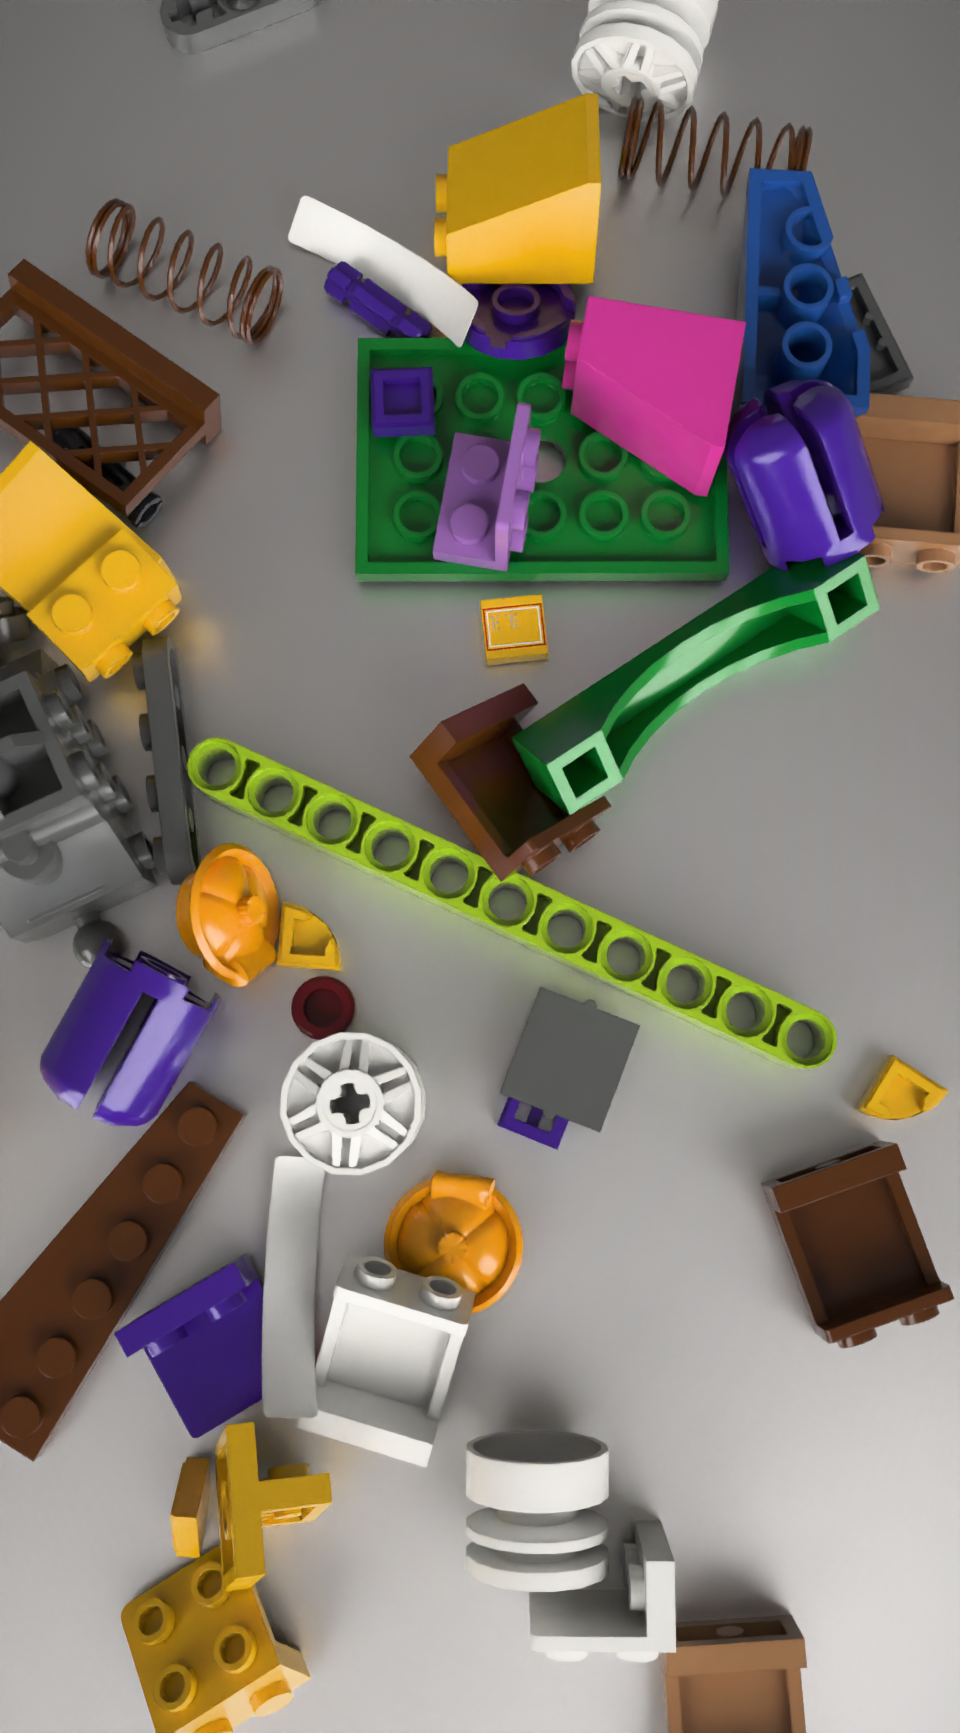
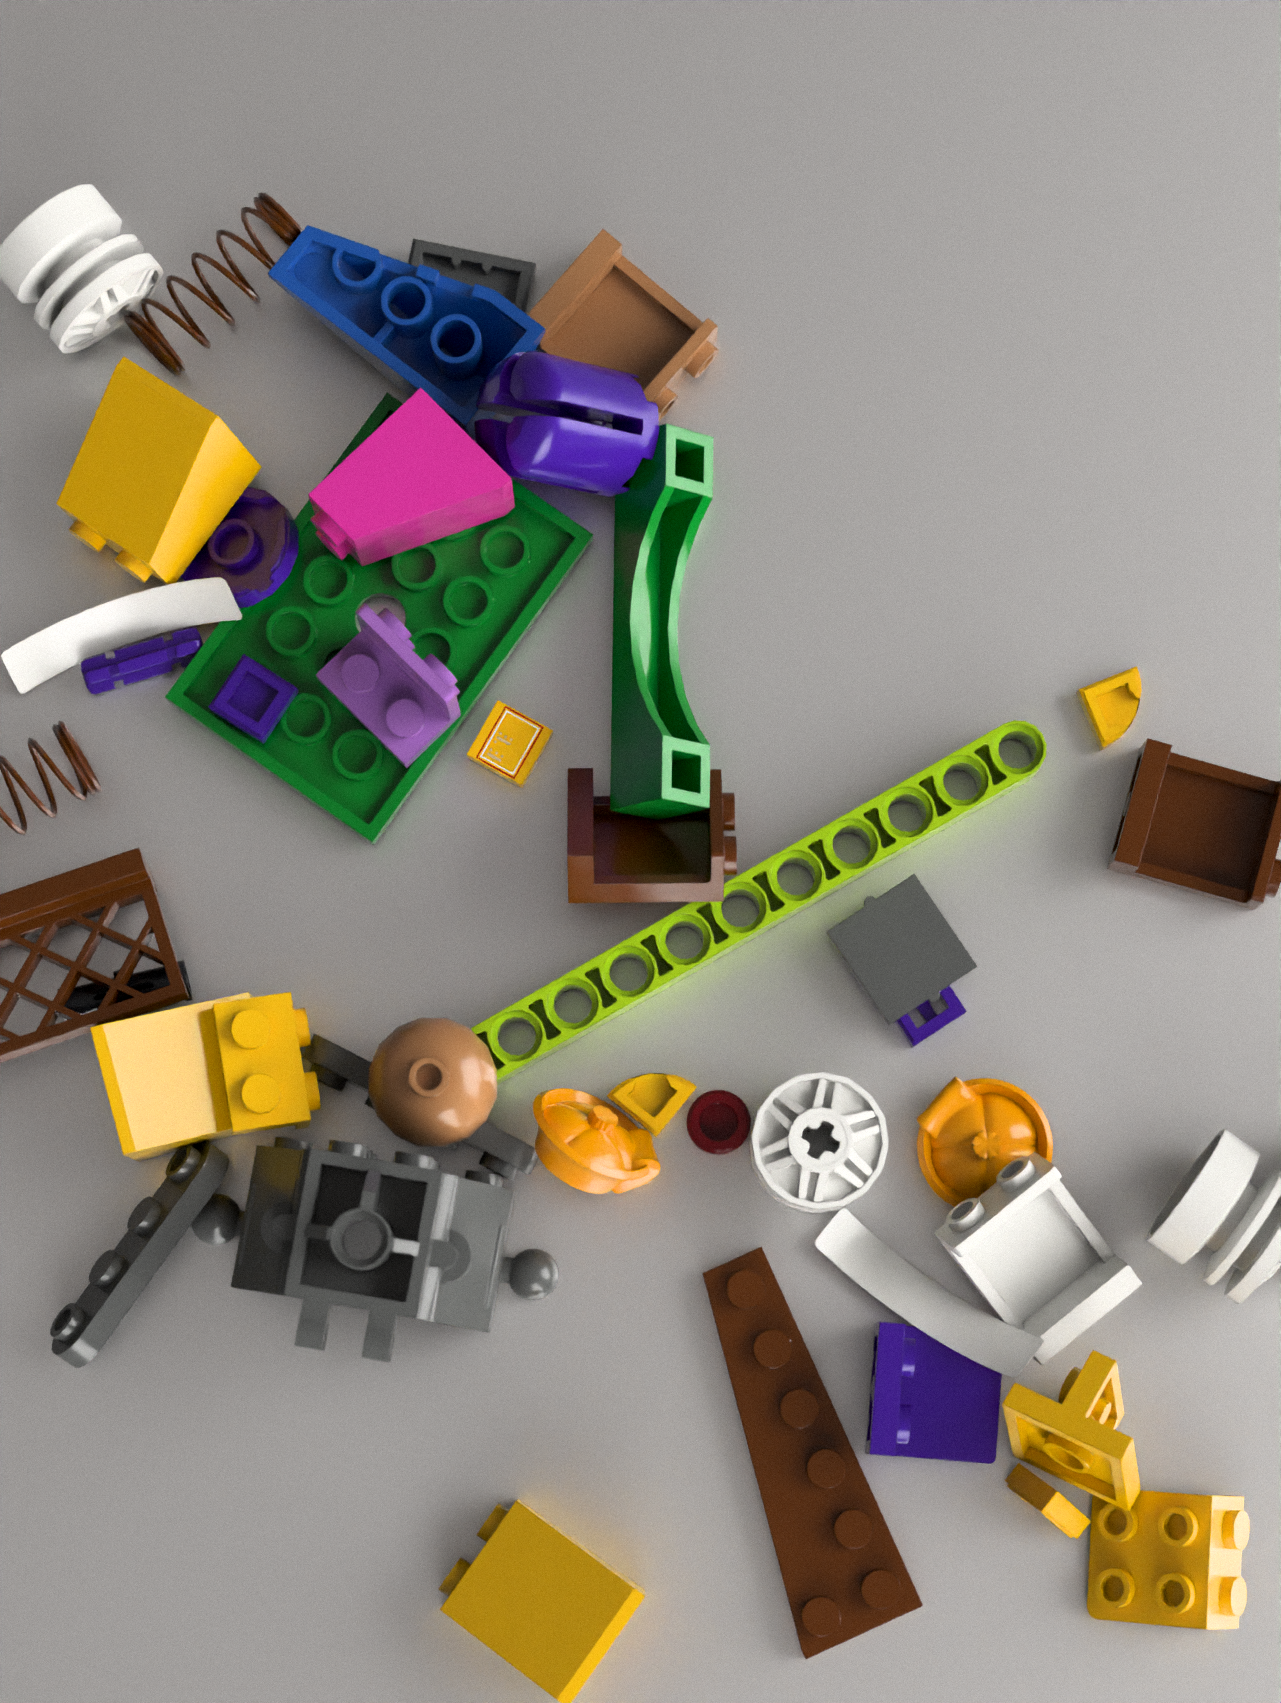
camera: 60 degrees left, 0 degrees up
(98, 1017) = (634, 1293): dark purple cylinder -> none
(183, 749) = (432, 1082): none -> medium nougat cylinder

